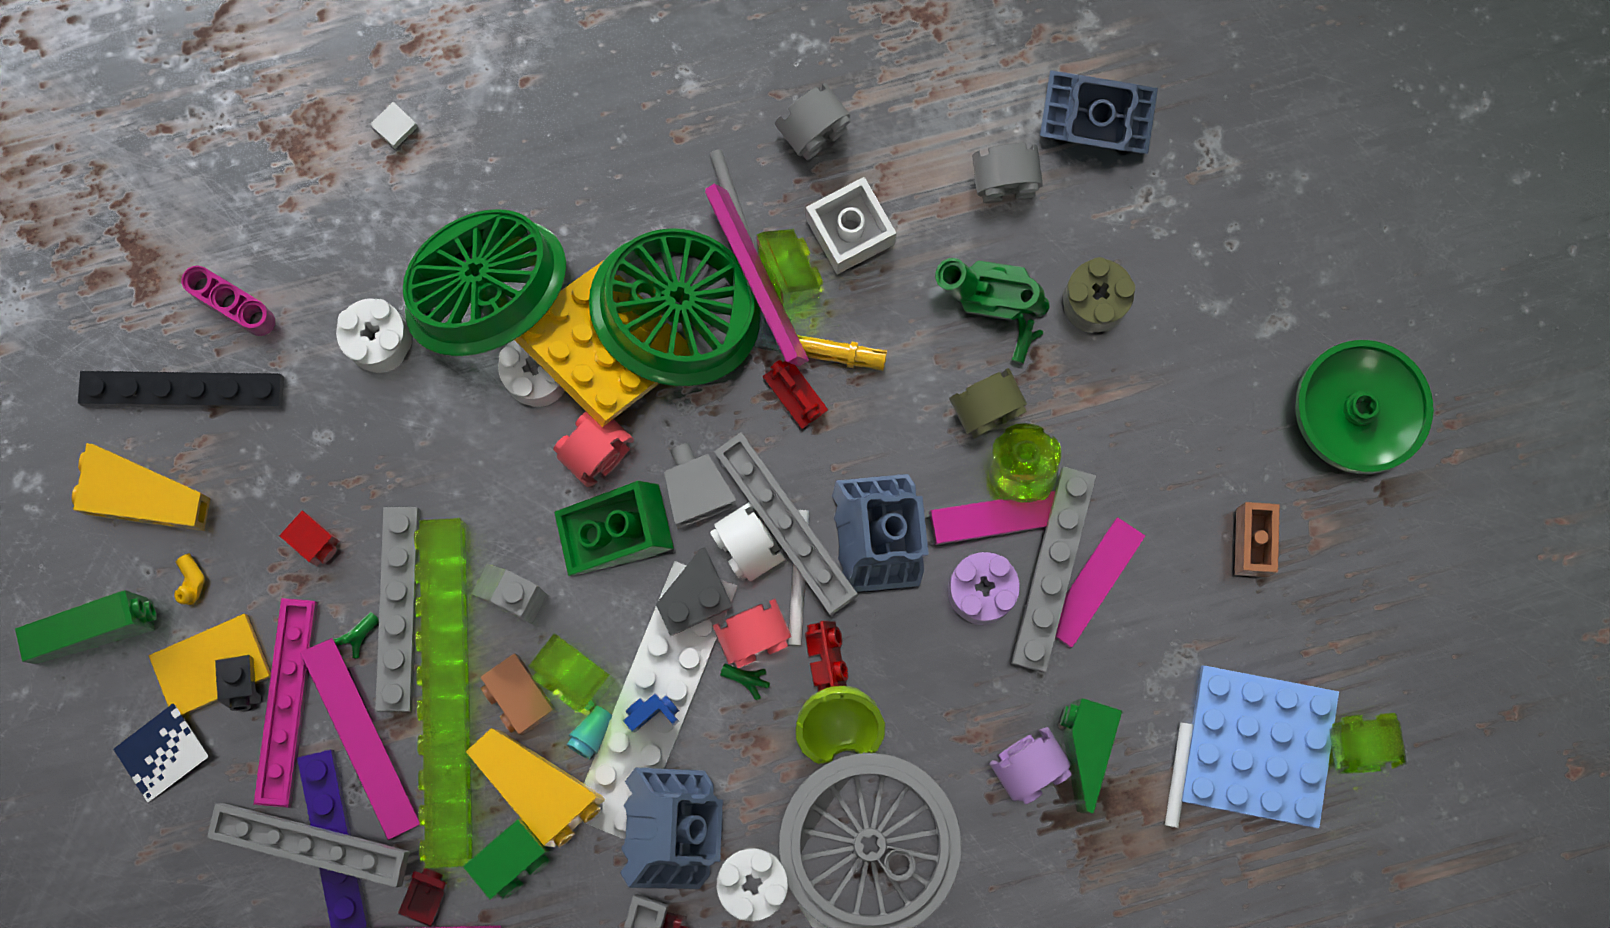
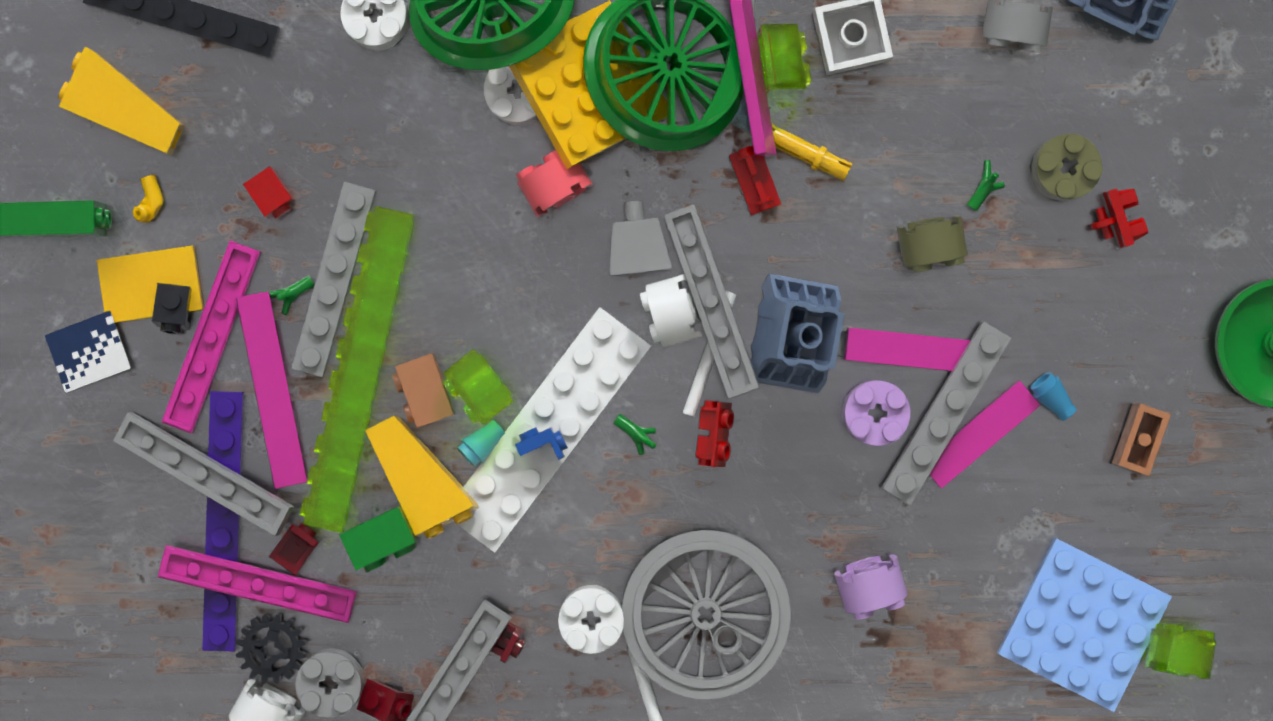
camera: 20 degrees right, 10 degrees up
(510, 593) = (439, 295): light grey slope -> none
(614, 528) = (551, 261): green slope -> none
(671, 829) = (532, 550): sand blue slope -> none
(693, 595) = (609, 345): dark grey wing -> none
(753, 632) = (653, 395): coral brick -> none
(839, 722) = (708, 497): lime cylinder -> none
(992, 288) = (968, 134): green piece -> none
(1024, 463) = (948, 309): clear neon green brick -> none
(1088, 745) = (928, 582): green slope -> none
(1155, 522) = (1052, 394): none -> dark azure cone
(1161, 334) = (1125, 231): none -> red hips
(1178, 775) = (1003, 629): white bar -> none

